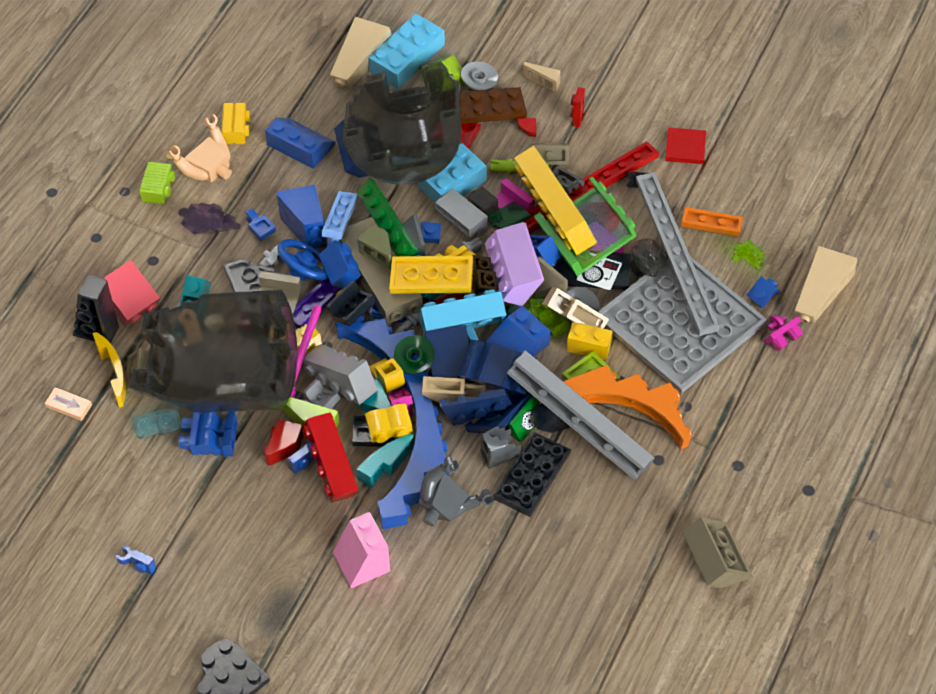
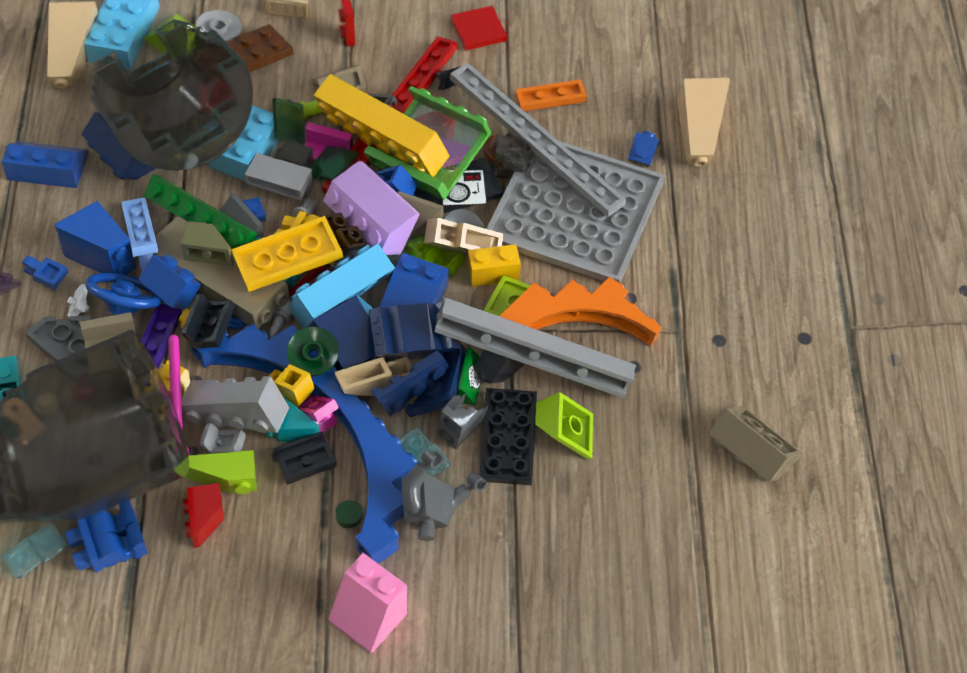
camera: 30 degrees left, 0 degrees up
(301, 459) = (237, 521): blue plate -> none
(331, 457) = (273, 507): red brick -> none
(384, 483) = (348, 514): none -> dark green tile
(385, 460) = (335, 486): teal slope -> none
(388, 423) = (321, 441): yellow brick -> none
(461, 453) = (416, 443): none -> clear light blue slope
(491, 171) = (288, 121): none -> clear green piece
(527, 125) = (299, 61): red tile -> none
(578, 482) = (566, 423): none -> lime slope
(750, 252) = (609, 114): clear neon green bracket -> none
(791, 328) = (685, 179): dark pink hips -> none

